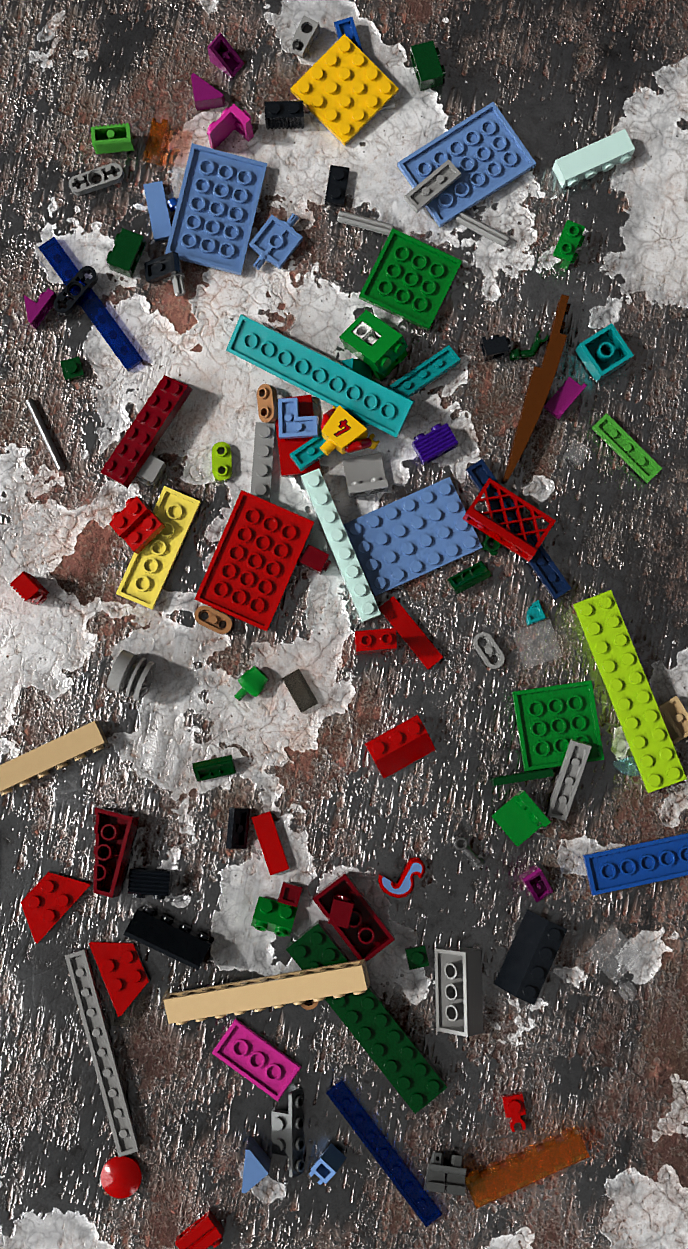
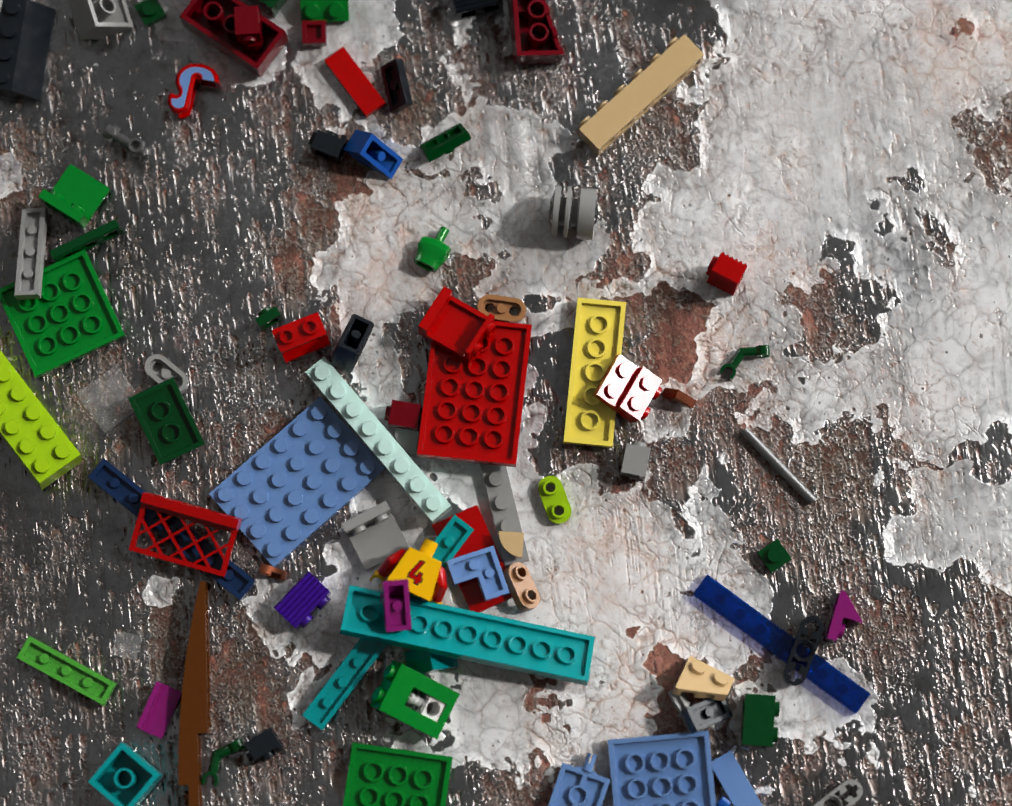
camera: 165 degrees right, 5 degrees down
(41, 527) = (759, 351): none -> dark green arm
(101, 508) = (681, 397): none -> copper tile
(146, 431) = (656, 504): dark red plate -> none
(157, 292) = (703, 681): none -> tan wing
(251, 613) = (456, 326): none -> red panel
(263, 435) = (512, 542): none -> tan tile
(274, 777) = (373, 153): none -> blue slope
(300, 690) = (374, 260): clear smoke tile -> none
(307, 796) = (328, 145): none -> black brick
(337, 625) = (351, 343): none -> black brick
(365, 405) = (396, 605): none -> magenta slope
(396, 670) = (268, 318): none -> dark green plate
(400, 746) = (239, 234): red slope -> none
(410, 632) = (265, 367): red tile -> none
(453, 474) = (272, 572): none -> copper tile
(469, 577) = (214, 452): dark green plate -> none
(492, 549) = (195, 496): dark green plate -> none
(499, 612) = (166, 420): none -> dark green plate
(535, 613) = (124, 436): teal tile -> none
(536, 883) = (38, 131): magenta slope -> none

